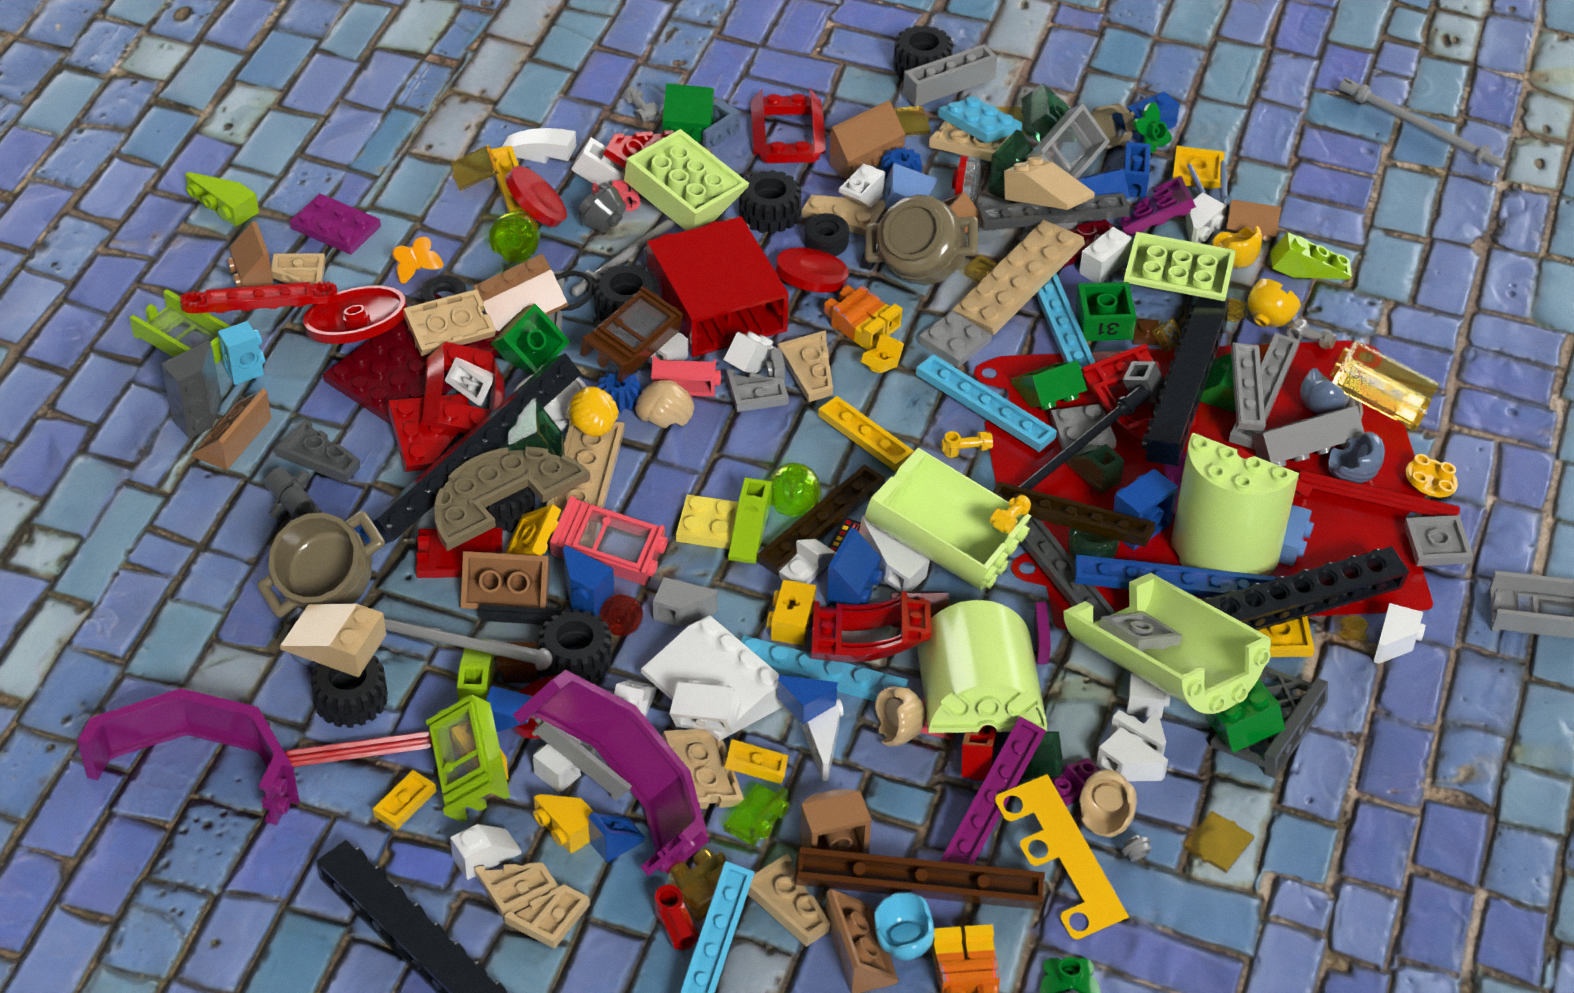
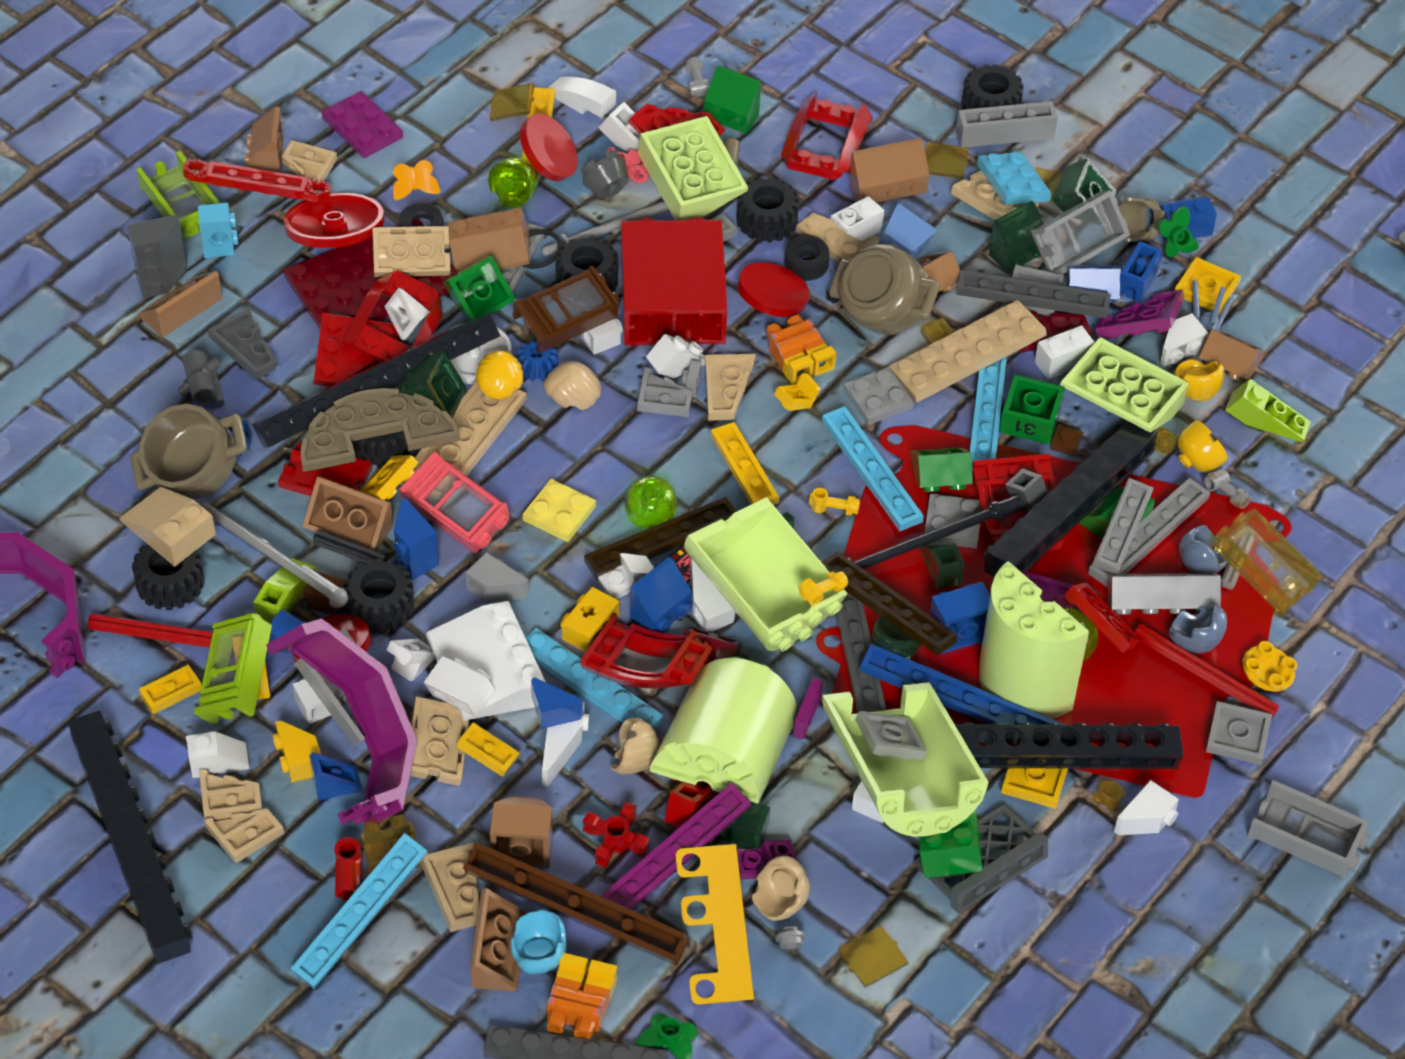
camera: 20 degrees right, 5 degrees up
(225, 197) = (276, 73): lime slope -> none
(622, 614) = (435, 576): clear red plate -> none
(694, 376) = (607, 364): coral window -> none
(726, 124) = (766, 121): sand blue bracket -> none
(750, 520) = (594, 520): lime slope -> none
(757, 814) = (467, 798): clear neon green bracket -> none
(902, 157) = (916, 201): blue gear -> none
(921, 803) = (615, 844): none -> red pin
(967, 177) = (966, 238): clear piece -> none
(1044, 185) = (1033, 265): tan slope -> none
(1131, 757) = (827, 853): white slope -> none
(1148, 732) = (850, 835): white slope -> none
(1168, 335) = (1082, 448): clear yellow tile -> none
(1297, 528) = (1096, 681): medium blue brick -> none

